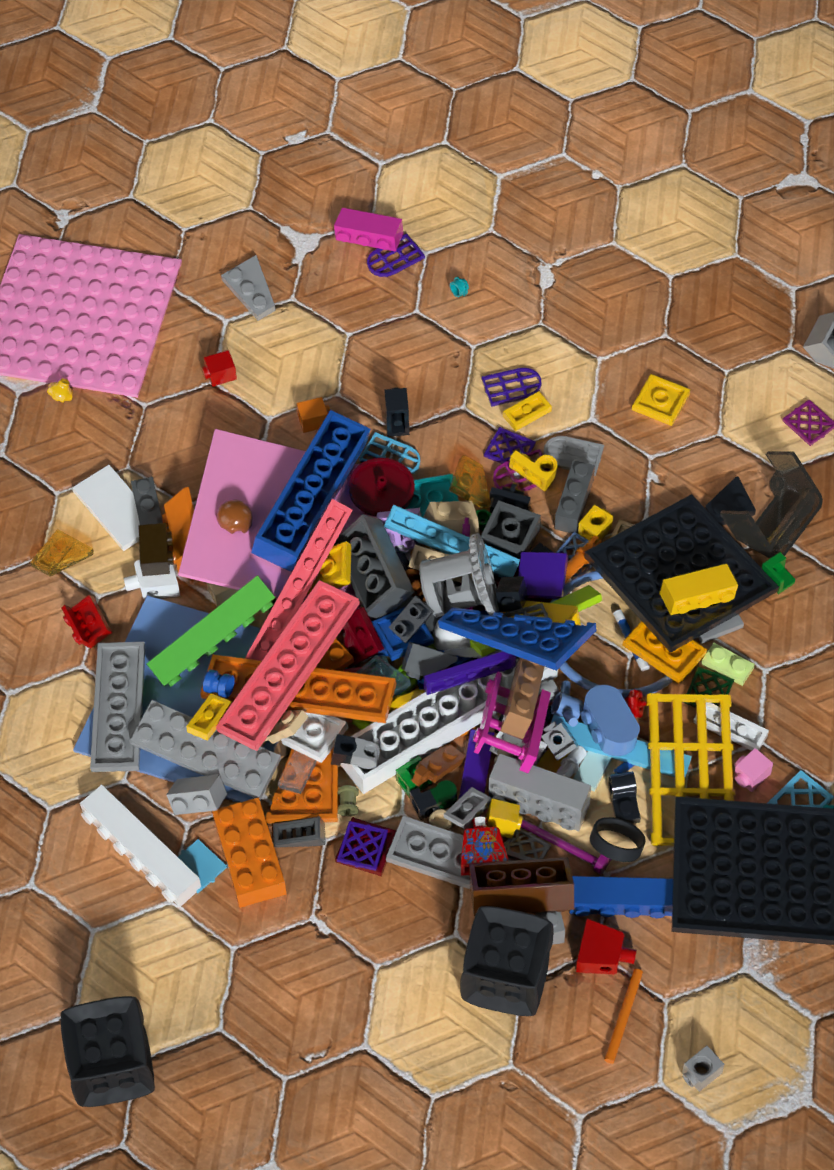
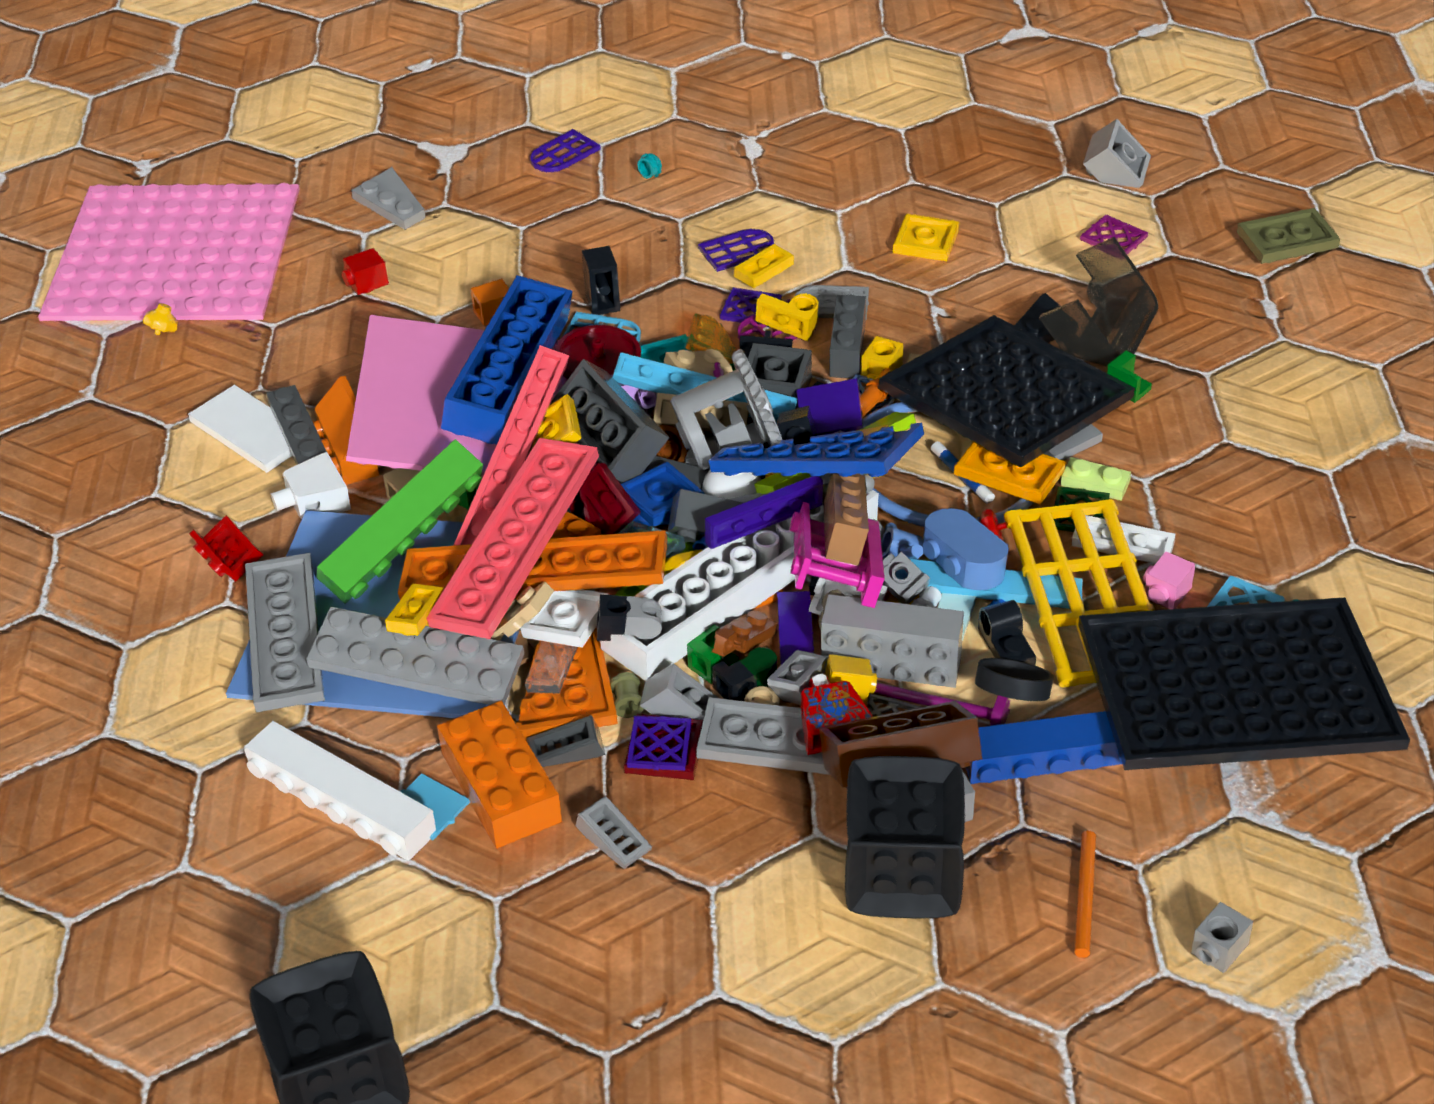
camera: 10 degrees left, 15 degrees down
(60, 553) = (181, 482): clear yellow wing -> none
(154, 549) = (309, 449): dark brown brick -> none
(196, 794) = (412, 711): light grey brick -> none
(218, 683) = (422, 571): blue wheel -> none
(234, 516) = (412, 391): dark orange hair -> none
(306, 910) = (606, 810): none -> light grey slope
(368, 229) = (526, 126): dark pink brick -> none
(381, 809) = (675, 695): none -> light grey slope
(411, 619) = (671, 467): black hips -> none
(602, 950) = (1032, 814): red torso -> none
(698, 589) = (1037, 393): yellow brick -> none

